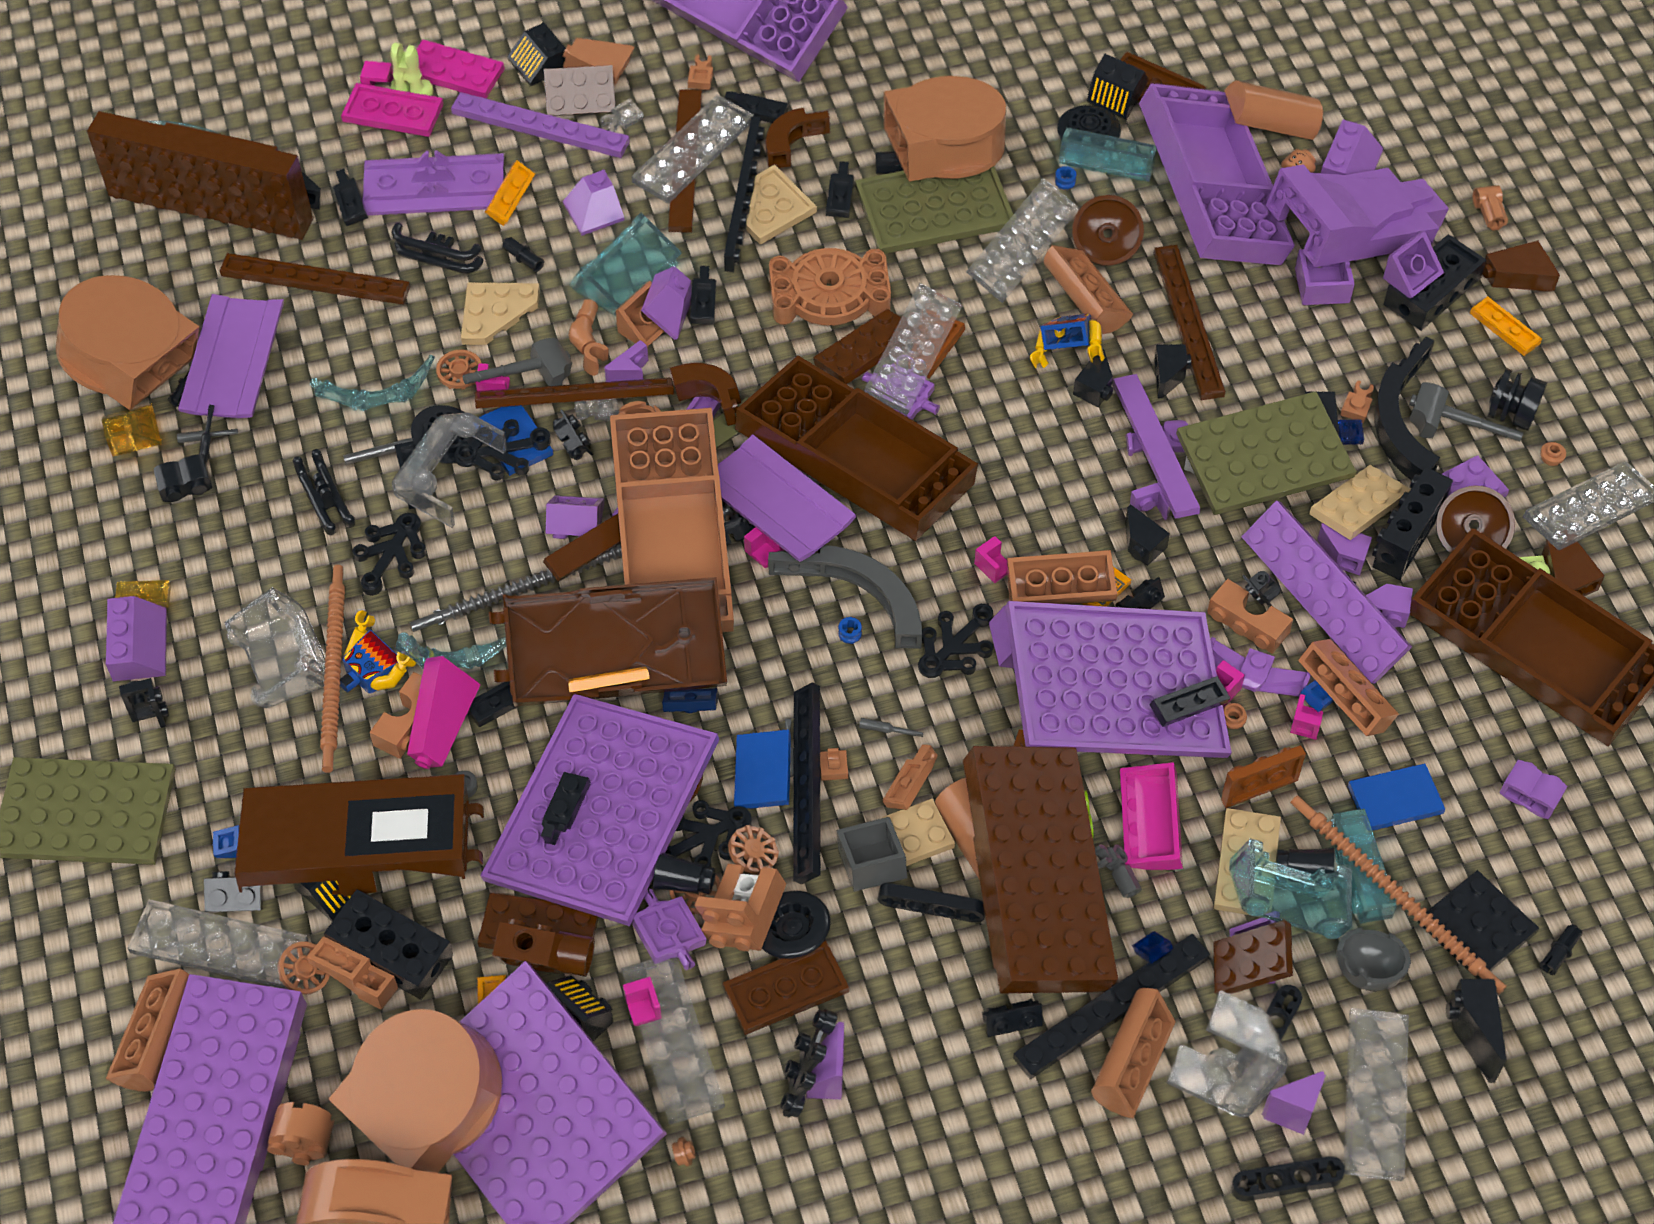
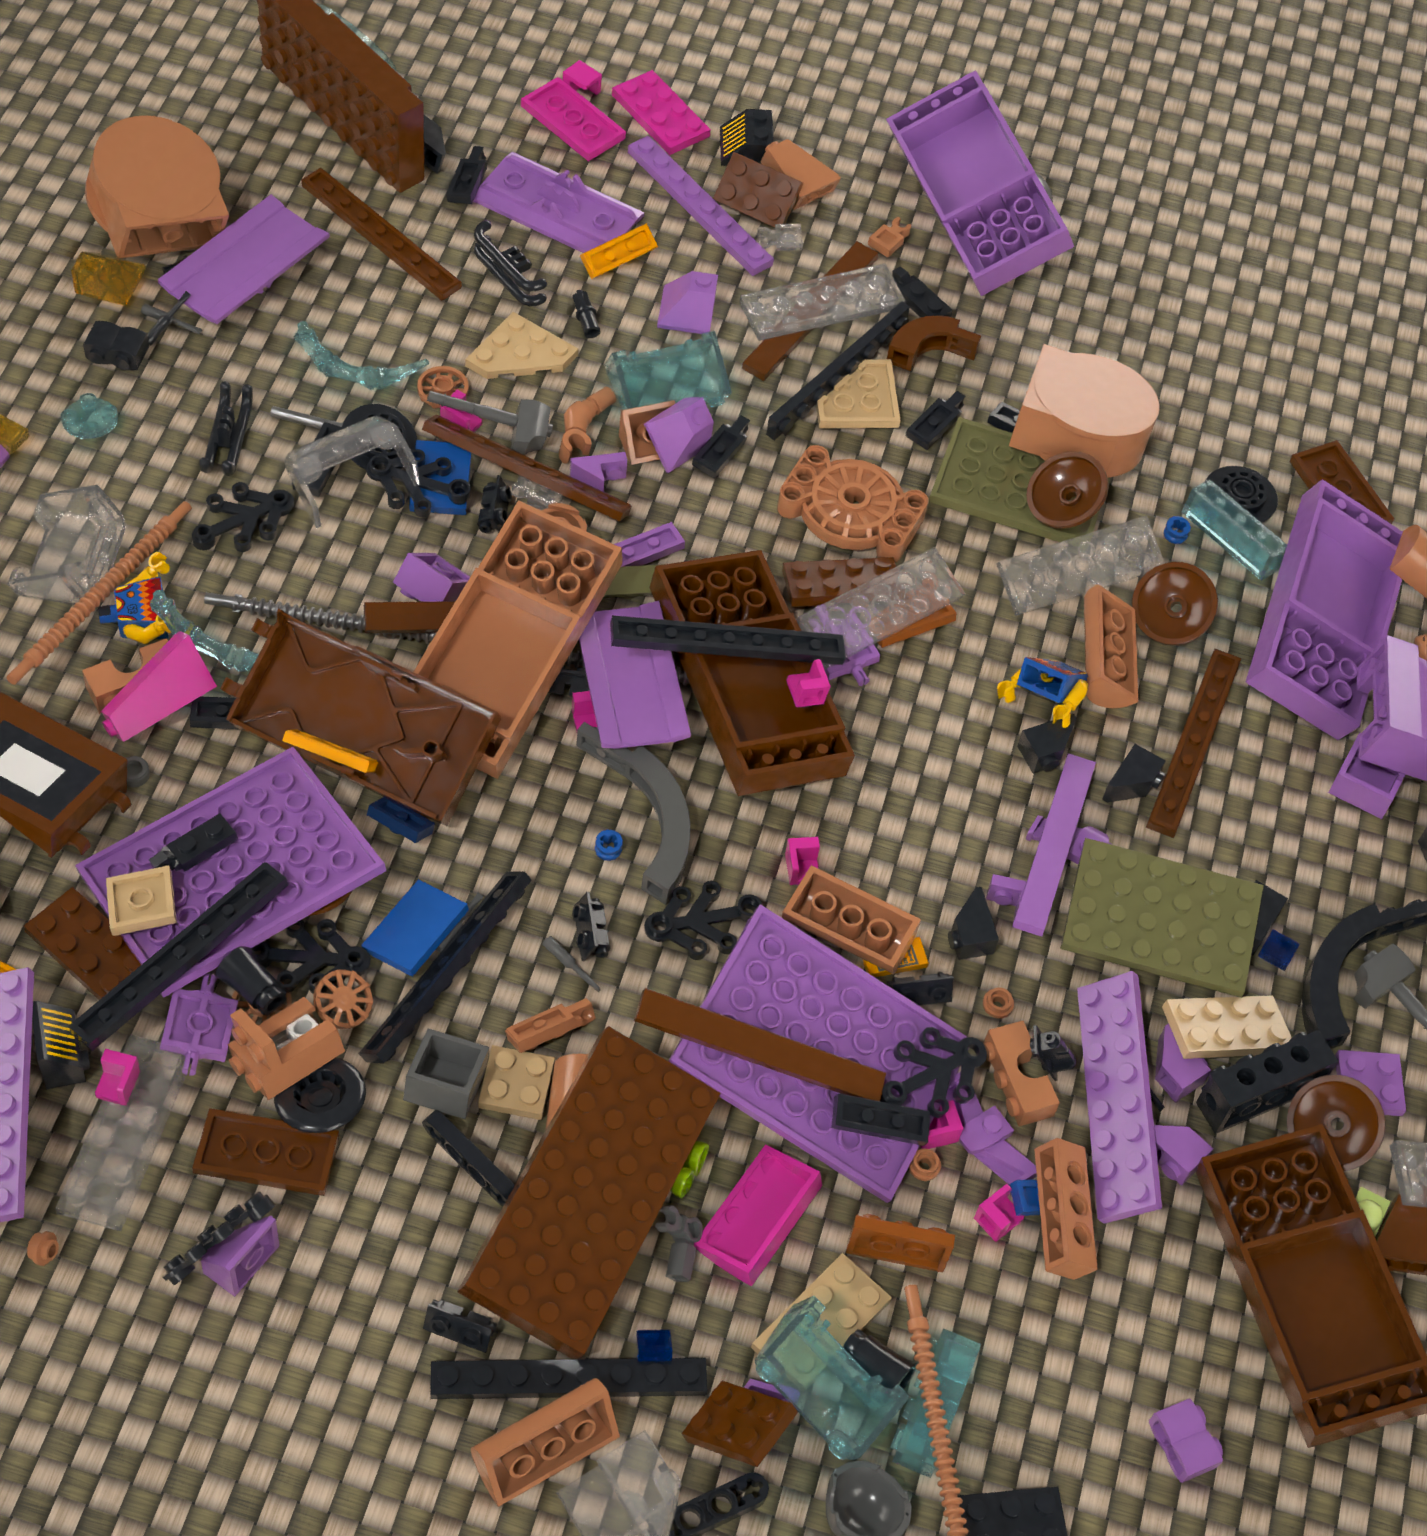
camera: 25 degrees right, 0 degrees up
(207, 544) = (89, 417): none -> clear light blue dish
(407, 72) = (607, 89): yellowish green piece -> none
(550, 950) = (60, 963): reddish brown brick -> none
(559, 867) = (141, 900): none -> tan plate
(623, 888) = (178, 956): none -> black plate
(707, 381) = (653, 523): reddish brown arch -> none
(832, 432) = (726, 640): none -> black plate
(833, 764) = (488, 965): nougat tile -> none
(880, 693) = (588, 916): none -> black hinge
(913, 431) = (809, 687): none -> dark pink panel
(970, 179) = (1059, 481): none -> reddish brown dish
(1078, 699) = (758, 1046): none -> reddish brown tile
(1116, 86) = (1295, 466): black slope -> none
(1197, 572) = (998, 995): none -> nougat plate
(1200, 645) = (938, 1069): none -> black plant
(1358, 403) = (1310, 927): nougat plate -> none
(1397, 796) = (1032, 1355): blue tile -> none

